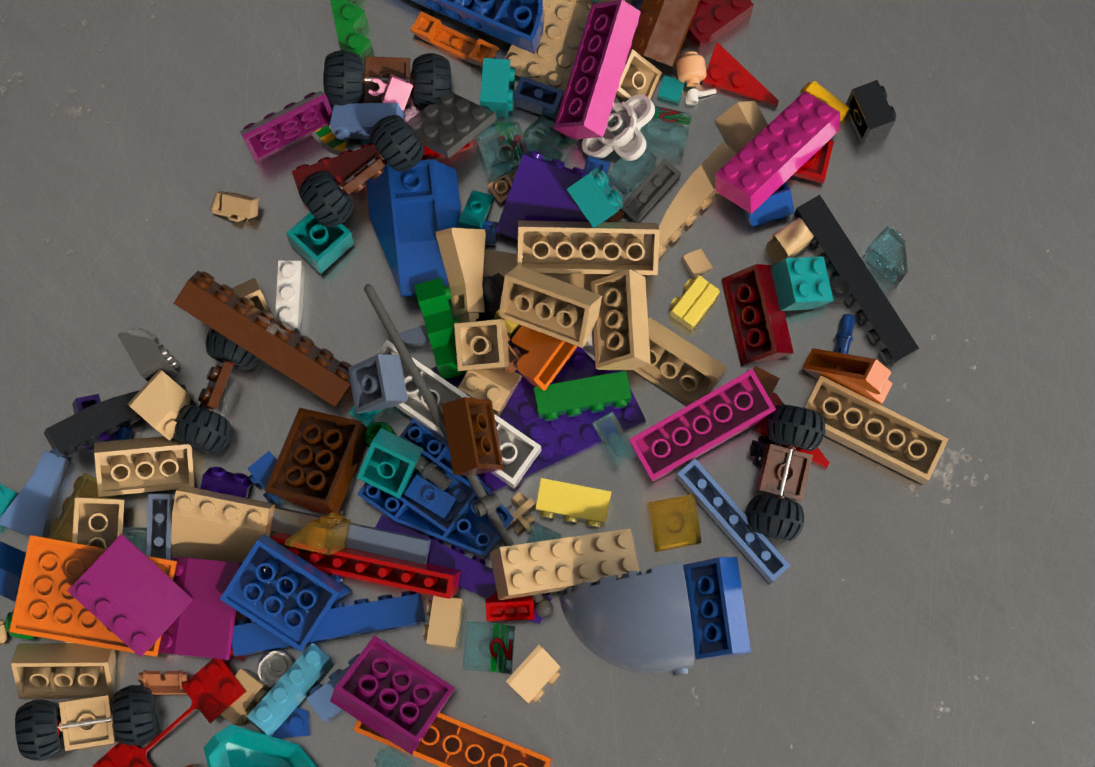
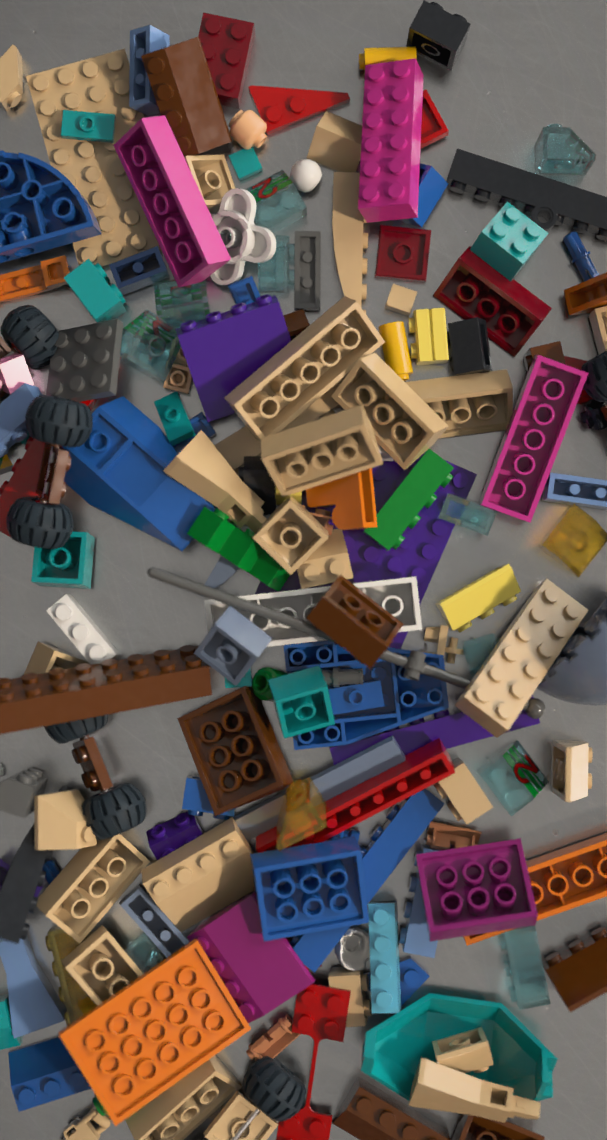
camera: 40 degrees left, 10 degrees up
(130, 595) = (187, 1006): magenta slope -> none
(407, 645) = (441, 836): none -> nougat hinge
(509, 609) = (499, 745): red slope -> none
(596, 197) = (277, 320): teal brick -> none
(663, 292) = (396, 349): none -> yellow brick
(693, 94) = (269, 153): white hand -> none
(703, 128) = (305, 175): none -> white piece
(715, 330) = (469, 346): none -> black piece
(724, 234) = (402, 253): none -> dark red tile
(791, 241) = (468, 213): tan piece -> none

